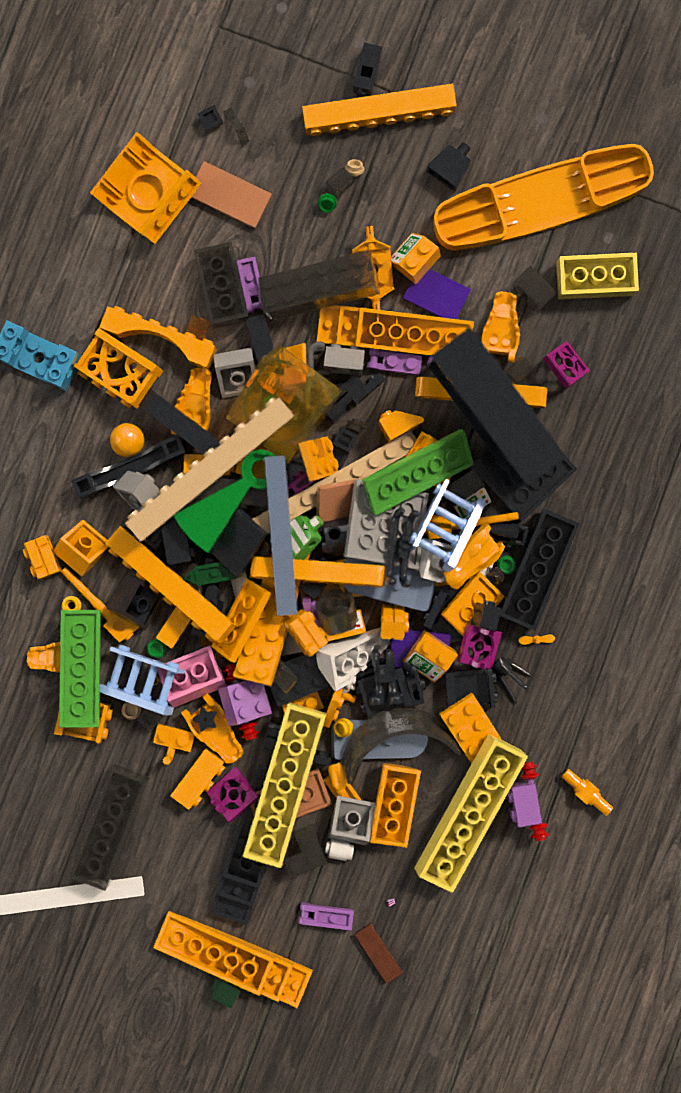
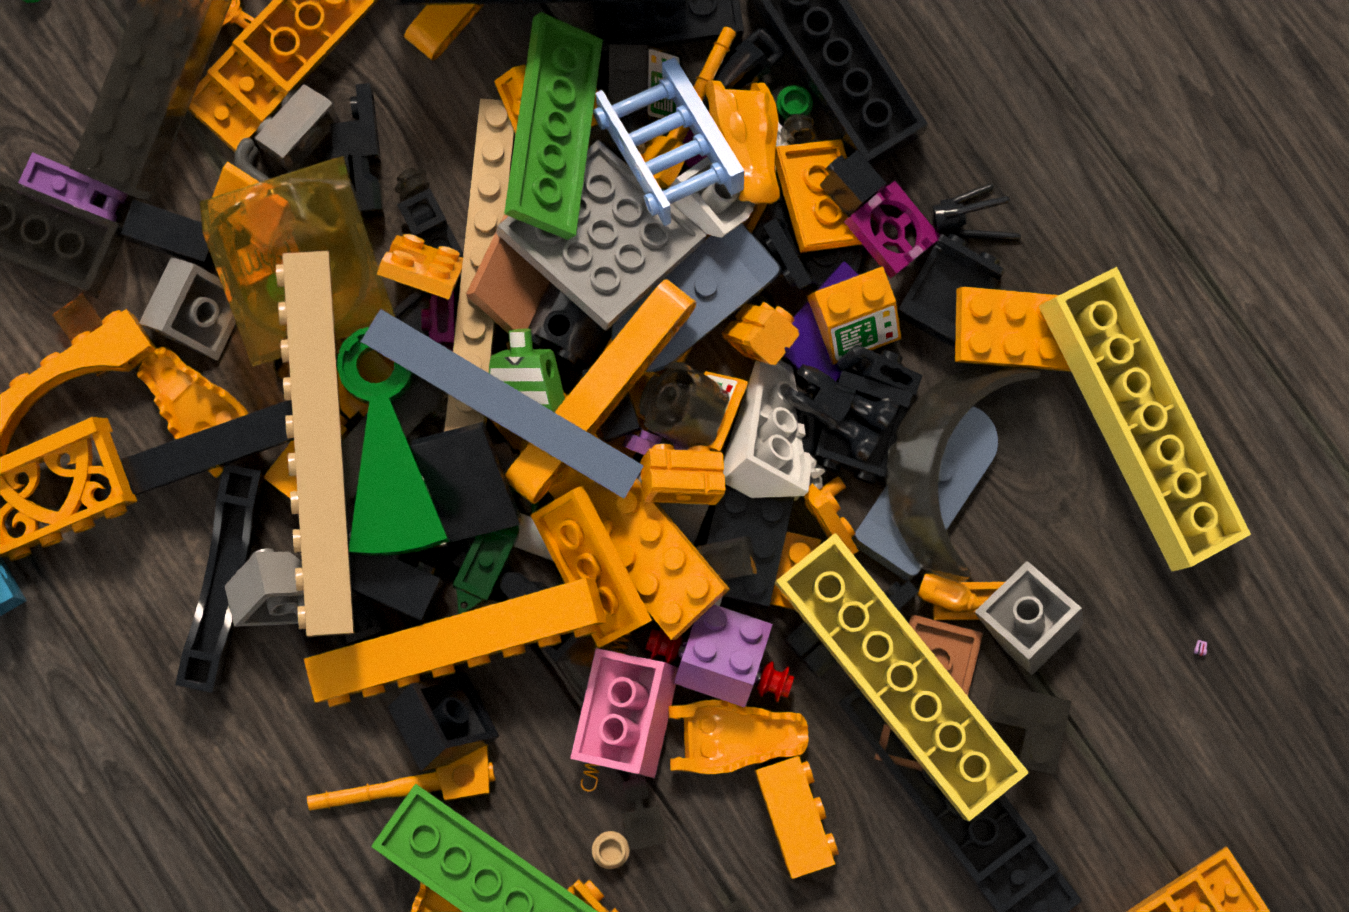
camera: 60 degrees left, 5 degrees down
(42, 557) = (264, 823): light orange brick -> none
(65, 604) = (363, 827): yellow plate -> none
(81, 547) = (294, 748): light orange slope -> none
(127, 440) = (175, 553): light orange piece -> none
(144, 699) = (607, 809): light blue fence -> none
(156, 648) = (541, 740): green plate -> none
(173, 629) = (527, 686): light orange brick -> none
(174, 739) = (705, 814): light orange plate -> none
(205, 714) = (698, 735): black plate -> none
(214, 793) = (838, 808): magenta piece -> none
(326, 916) = (1155, 764): medium lavender plate -> none
(339, 850) = (1063, 670): white brick -> none
(343, 727) = (873, 527): yellow plate -> none
(378, 953) = (1268, 722): copper tile -> none
(394, 805) = (1052, 531): light orange brick -> none
(395, 362) = (356, 54): medium lavender plate -> none
(398, 423) = (455, 111): light orange slope -> none
(399, 547) = (650, 235): black piece -> none
(525, 804) = (1188, 325): medium lavender brick -> none
(536, 639) = (942, 137): light orange piece -> none
(587, 792) = (1233, 222): light orange pin -> none

